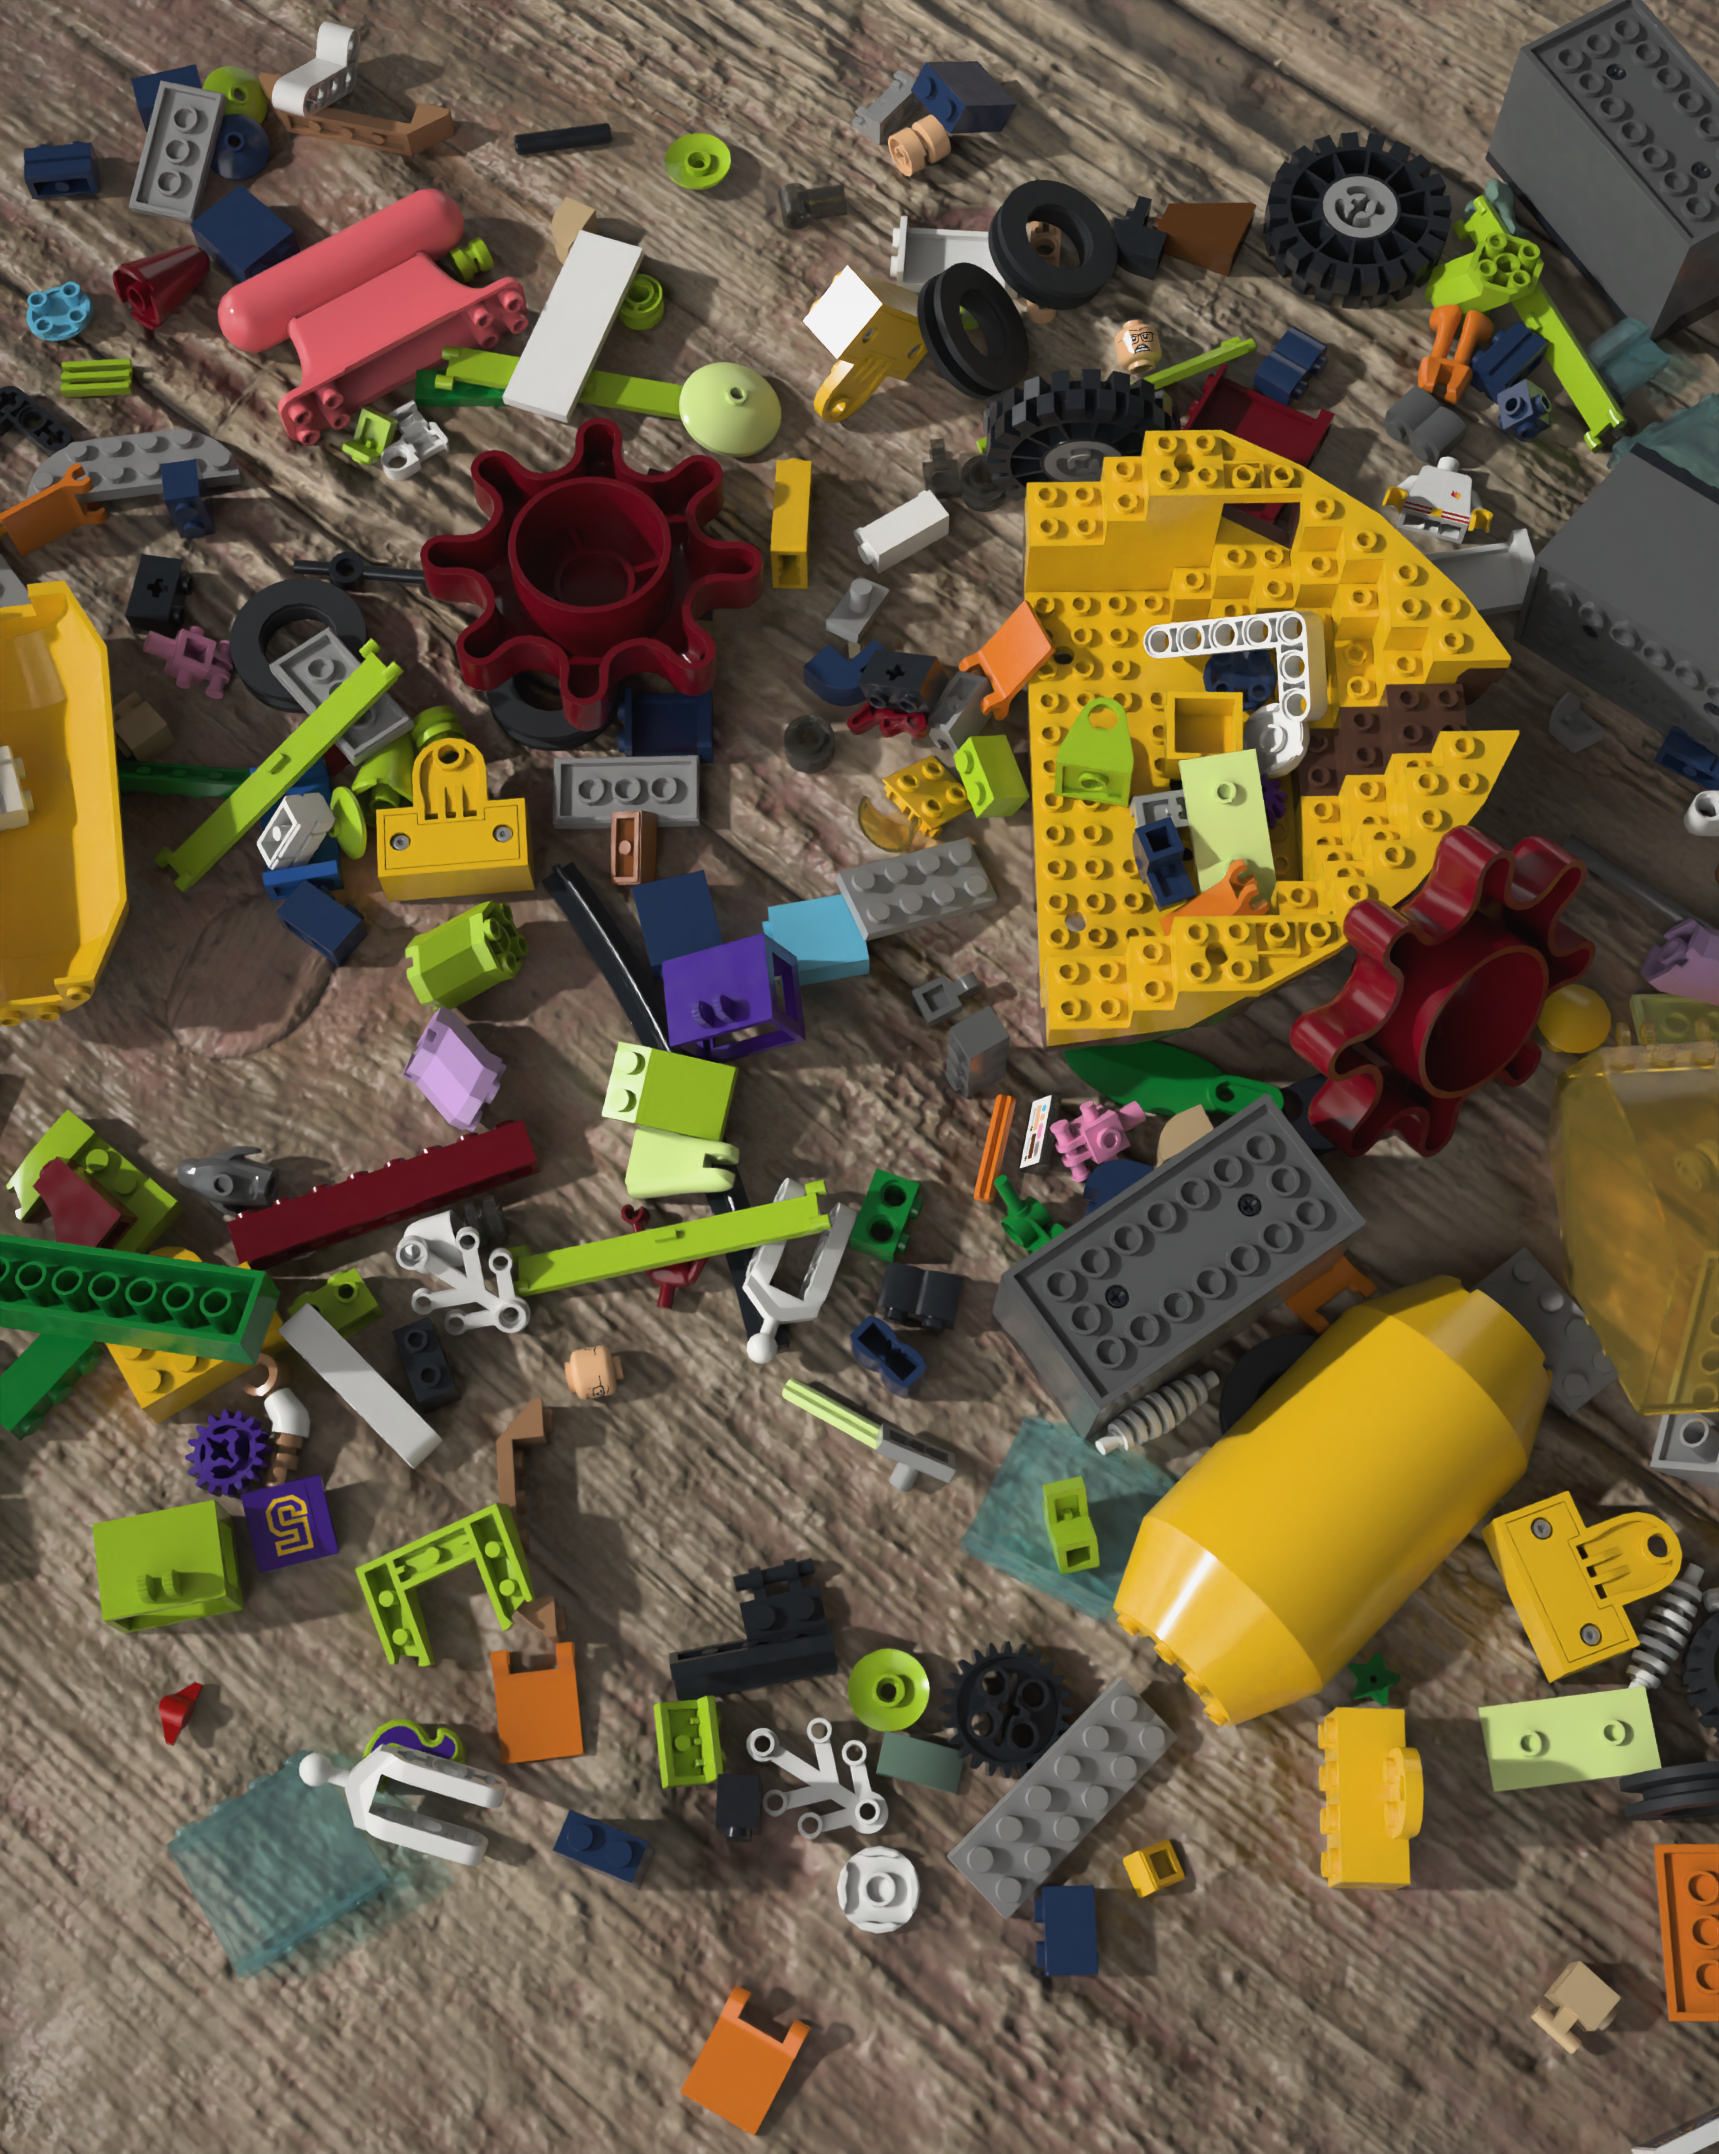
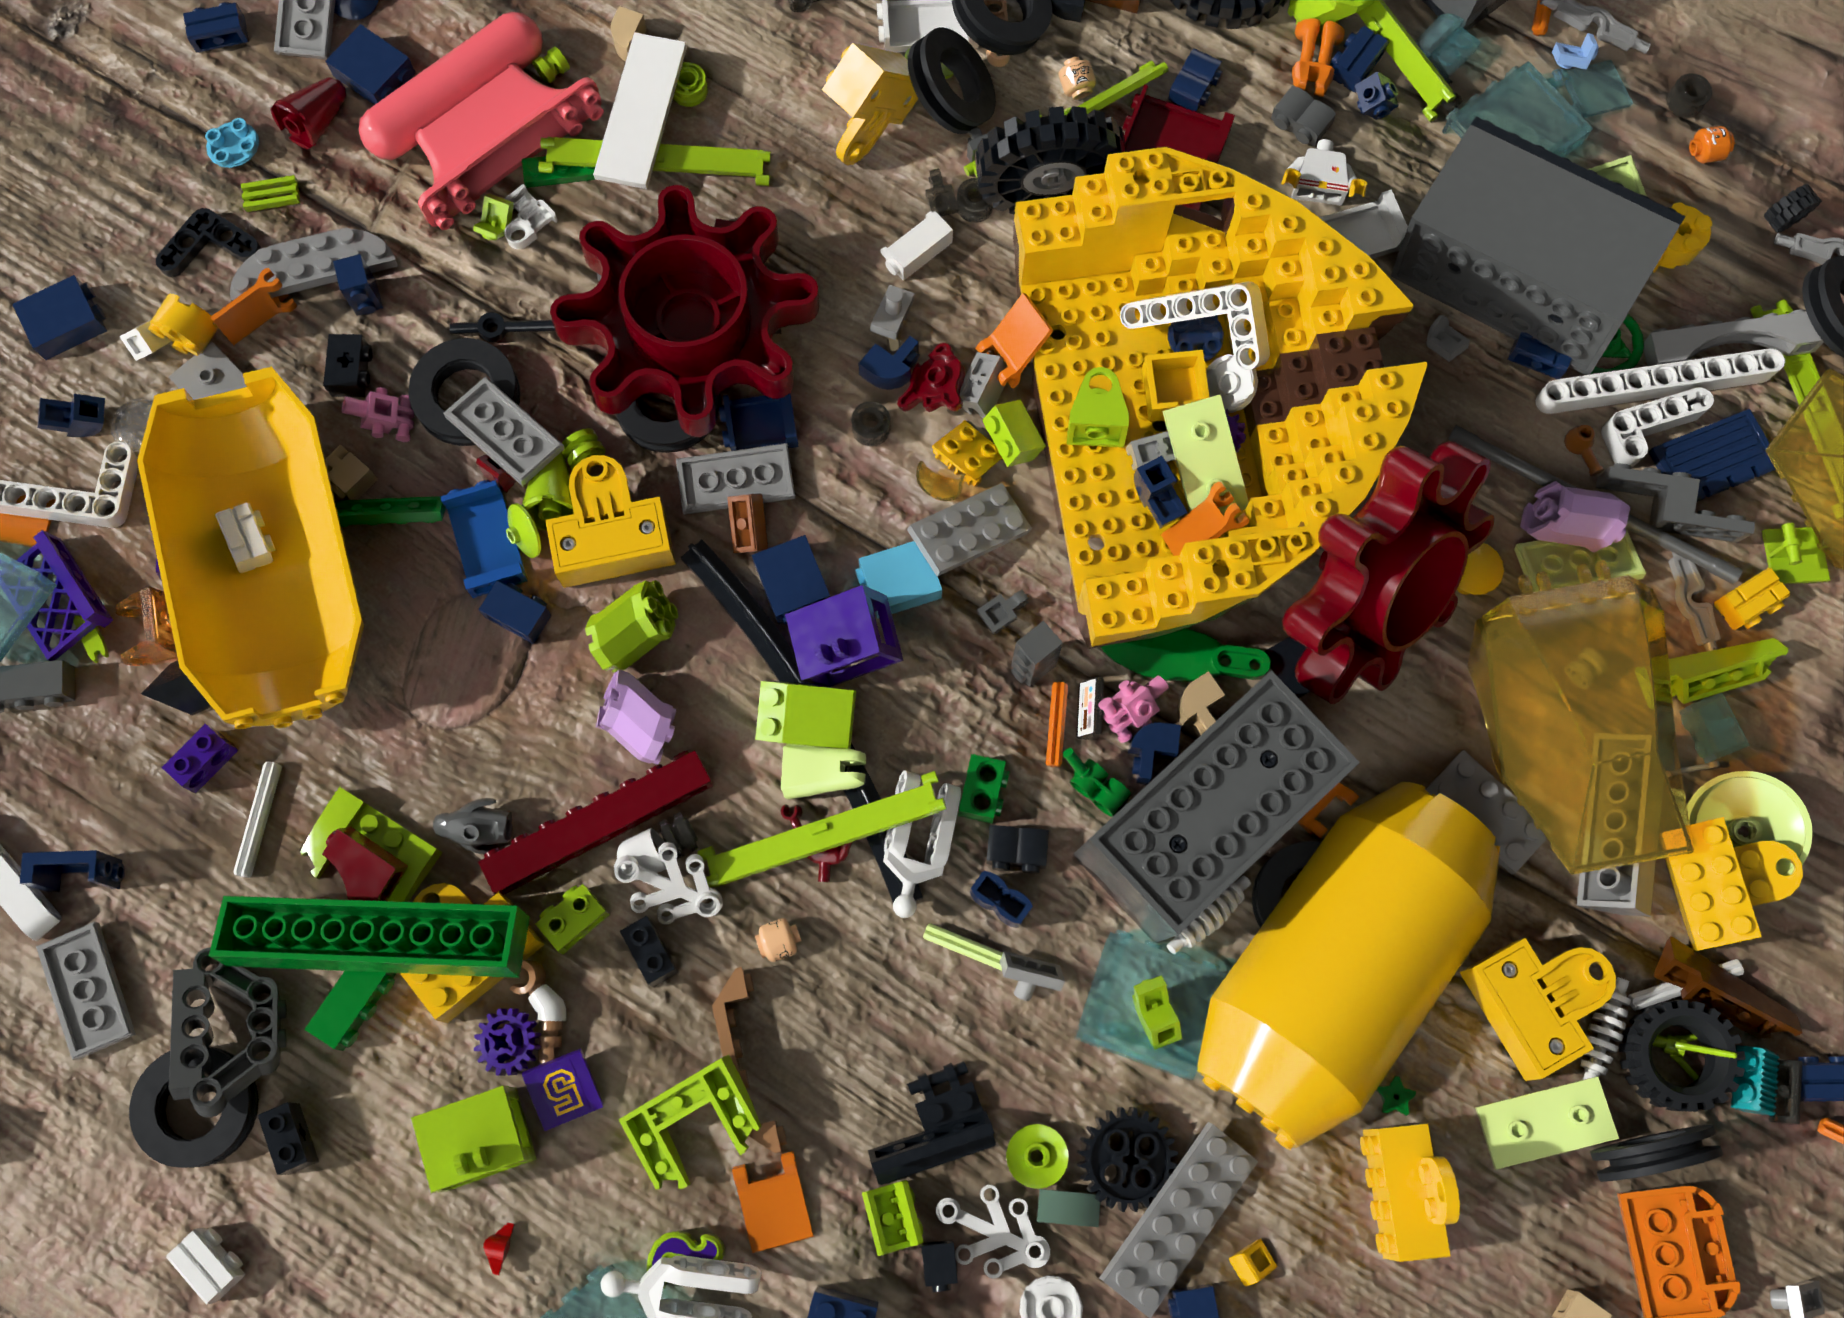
camera: 10 degrees left, 5 degrees up
(281, 769) = (466, 495): lime piece -> none
(295, 831) = (484, 543): white brick -> none
(360, 1385) = (600, 976): white beam -> none
(725, 423) = (770, 175): yellowish green dish -> none
(791, 524) = (832, 249): yellow slope -> none
(903, 681) = (937, 367): black brick -> none

